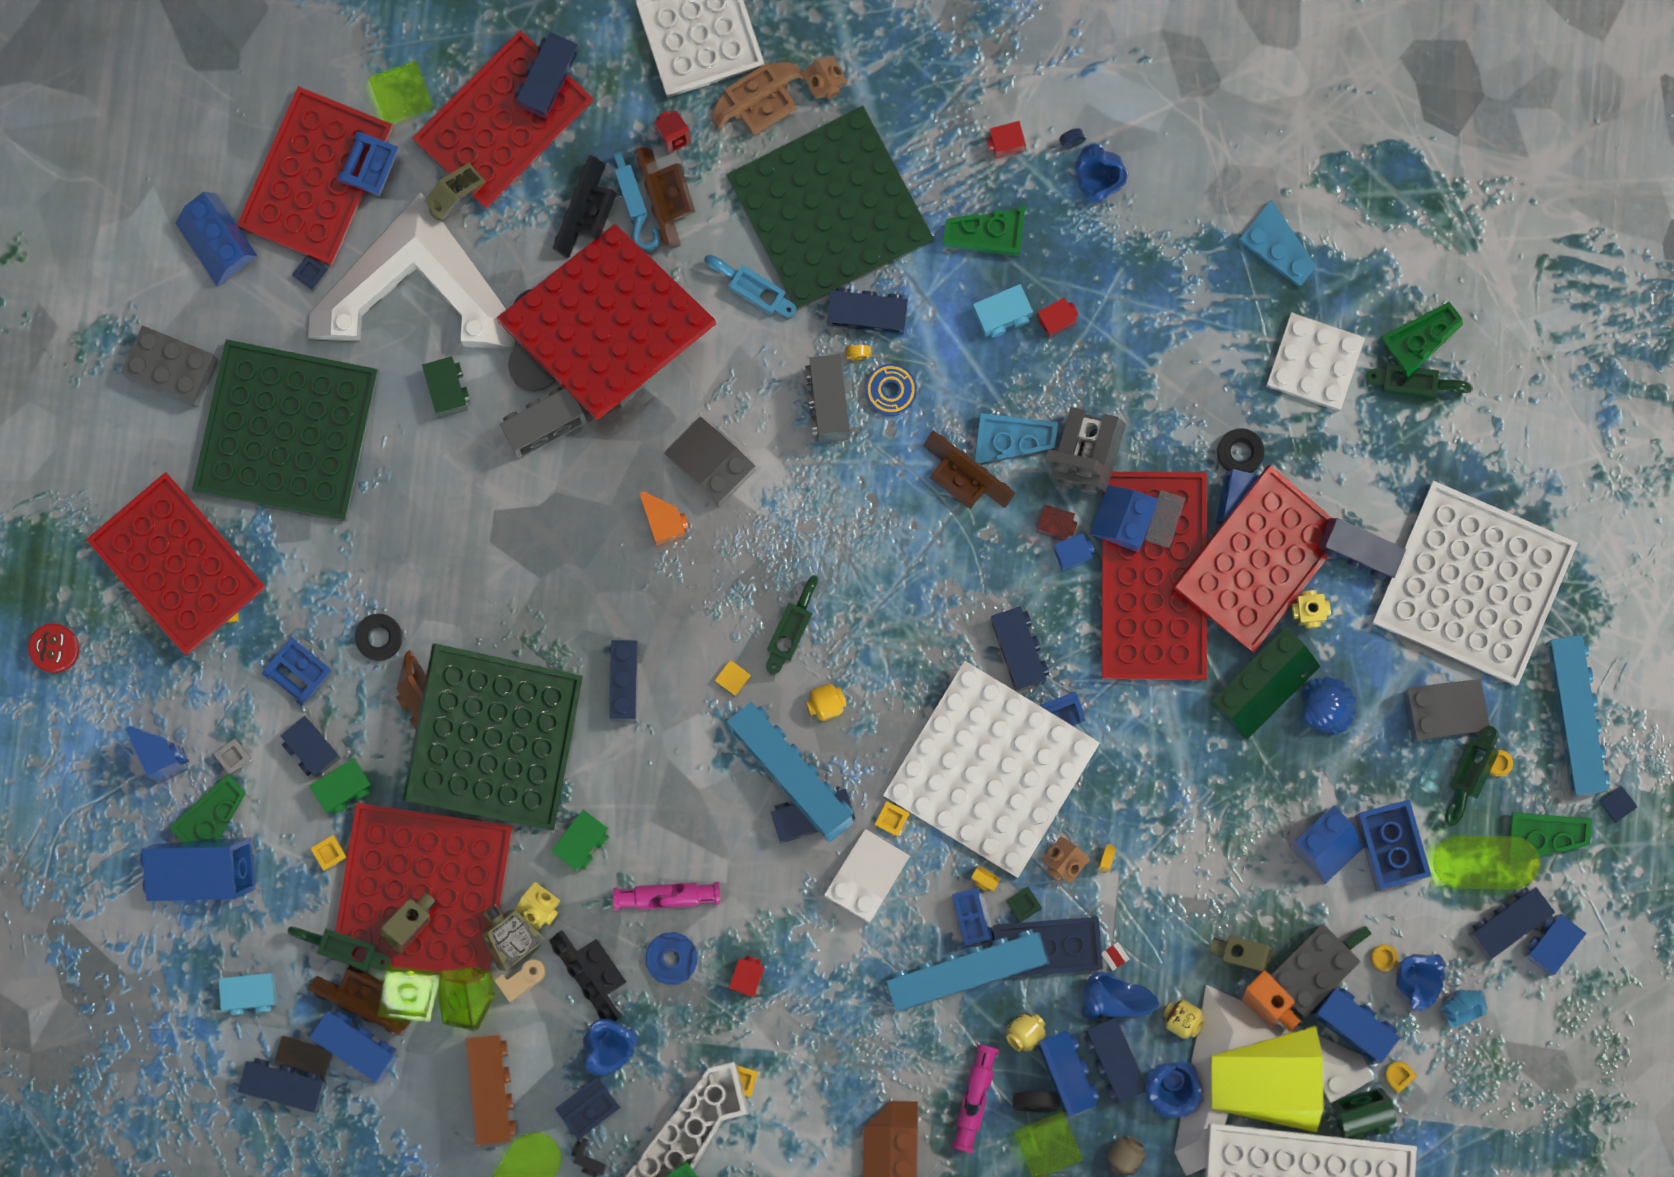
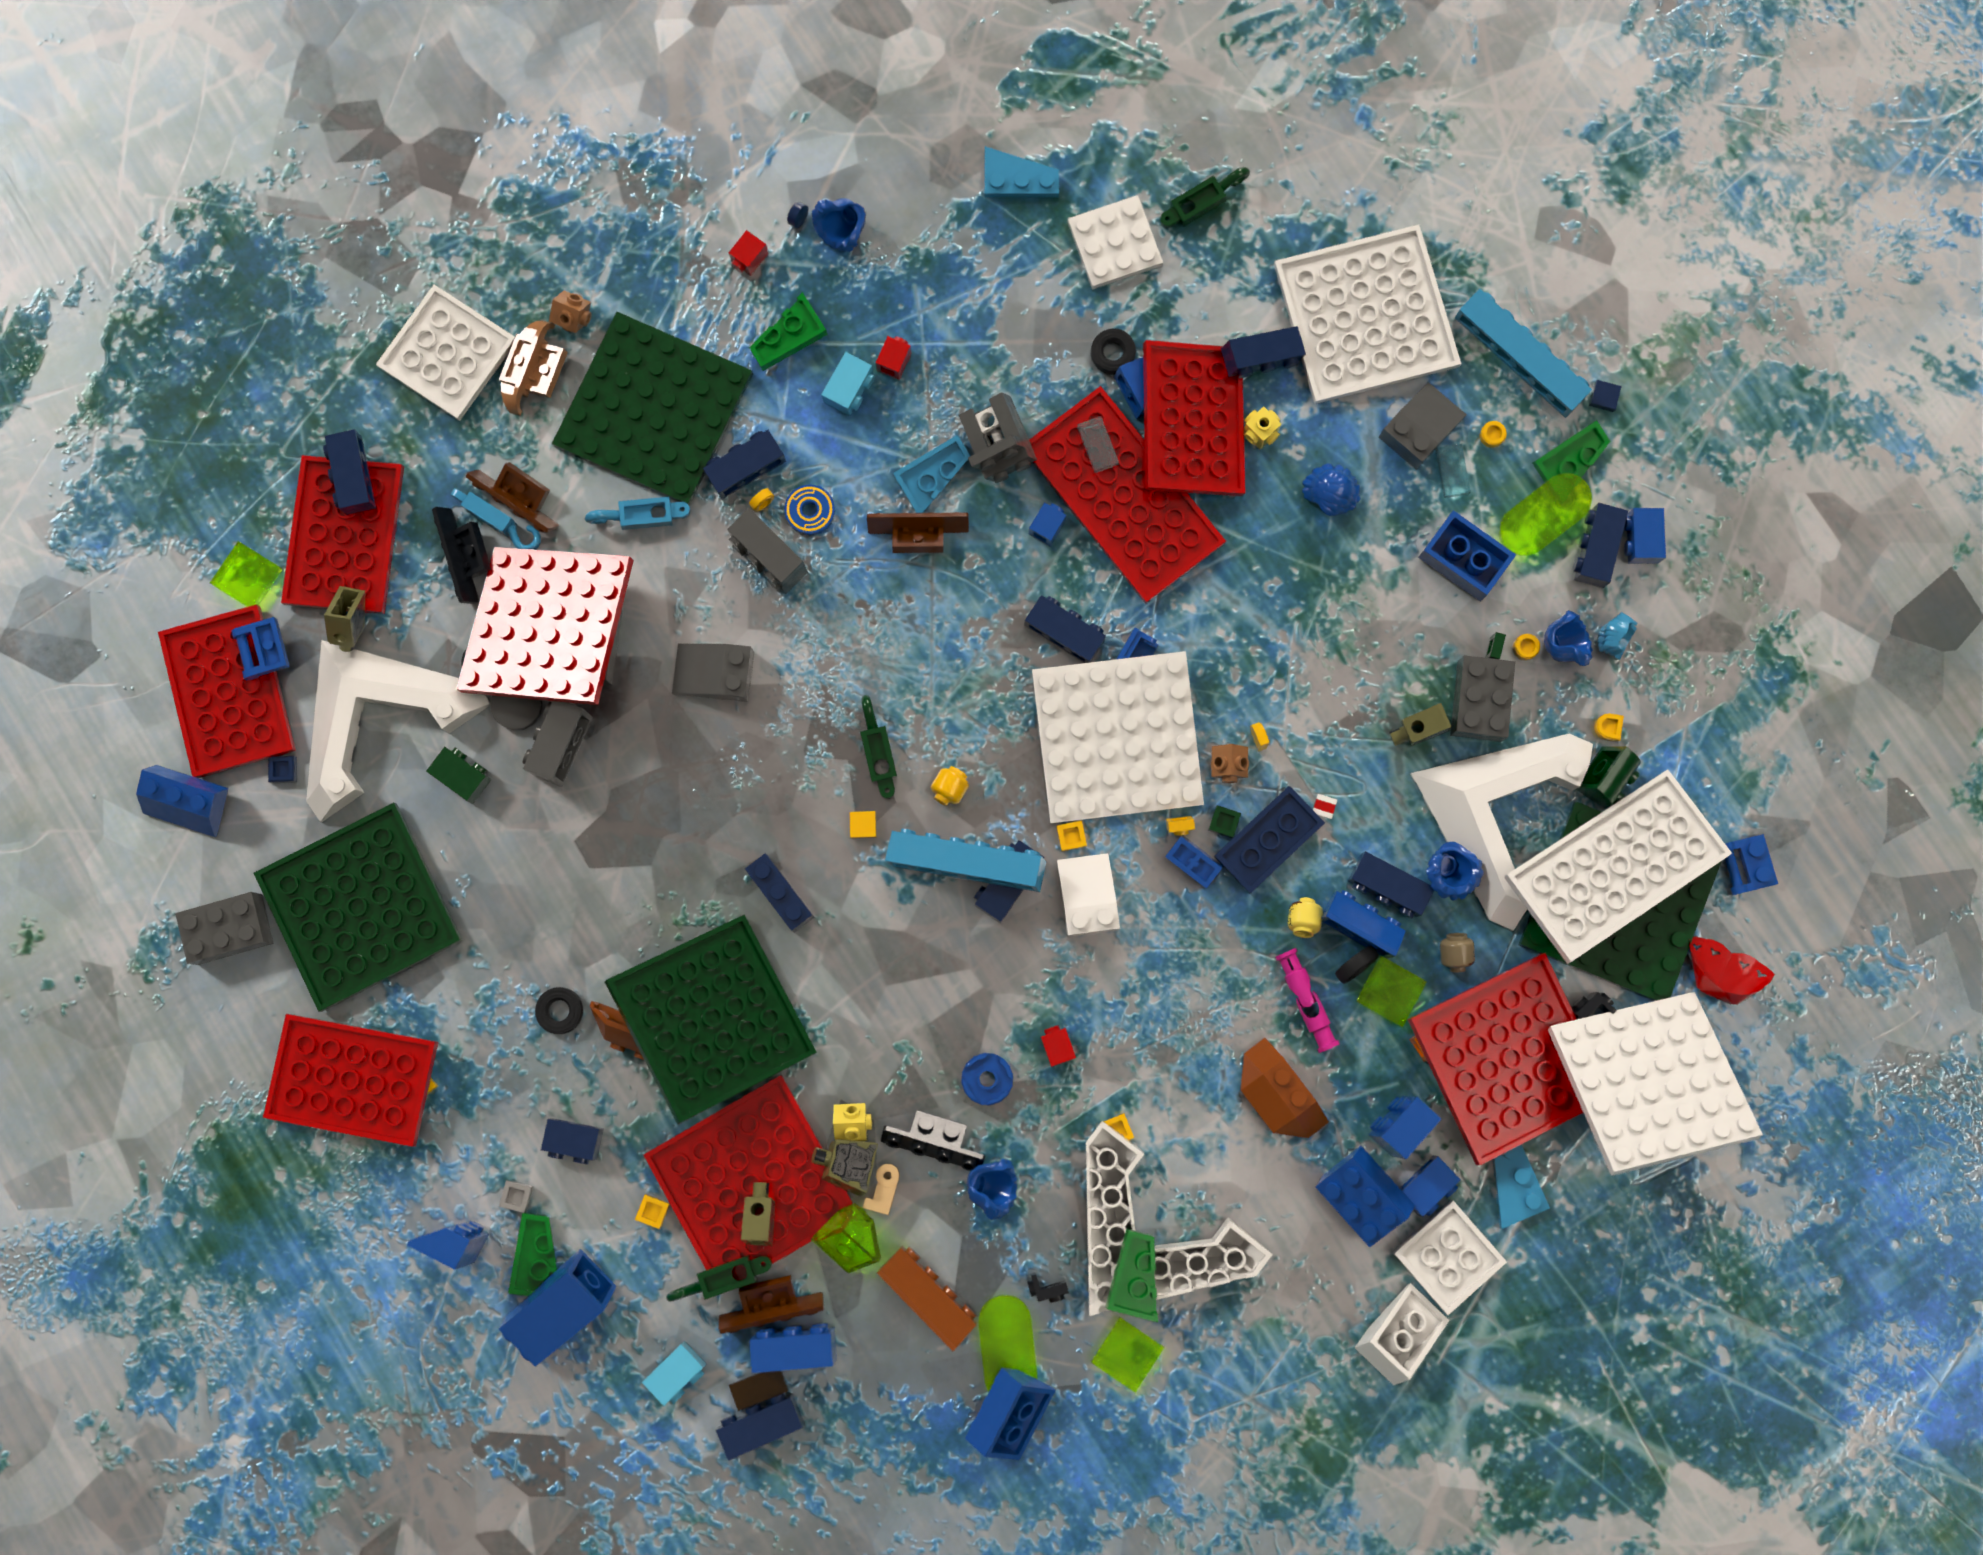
camera: 35 degrees left, 0 degrees up
(54, 648) = (304, 1224): red head -> none
(302, 664) = (515, 1079): blue plate -> none
(341, 787) = (621, 1151): green brick -> none
(408, 994) = (803, 1273): clear neon green tile -> none
(581, 841) = (844, 1044): green brick -> none
(587, 1108) = (1015, 1248): dark blue plate -> none
(663, 519) = (711, 743): orange slope -> none
(672, 131) = (484, 442): red slope -> none
(686, 896) = (930, 1047): dark pink piece -> none
(967, 971) = (1225, 906): dark azure brick -> none
(1056, 523) = (1017, 512): clear red brick -> none
(1116, 998) = (1352, 837): blue hair -> none
(1124, 517) = (1066, 466): blue slope -> none
(1183, 1019) = (1416, 812): light yellow head -> none
(1265, 993) = (1473, 746): orange torso -> none
(1266, 683) = (1271, 509): dark green slope -> none
(1272, 1080) = (1524, 804): neon yellow wedge -> none
(1328, 844) = (1415, 592): blue slope -> none
(1356, 1025) = (1552, 712): blue brick -> none
(1422, 336) = (1180, 162): green wing -> none
(1472, 776) = (1480, 459): dark green piece -> none

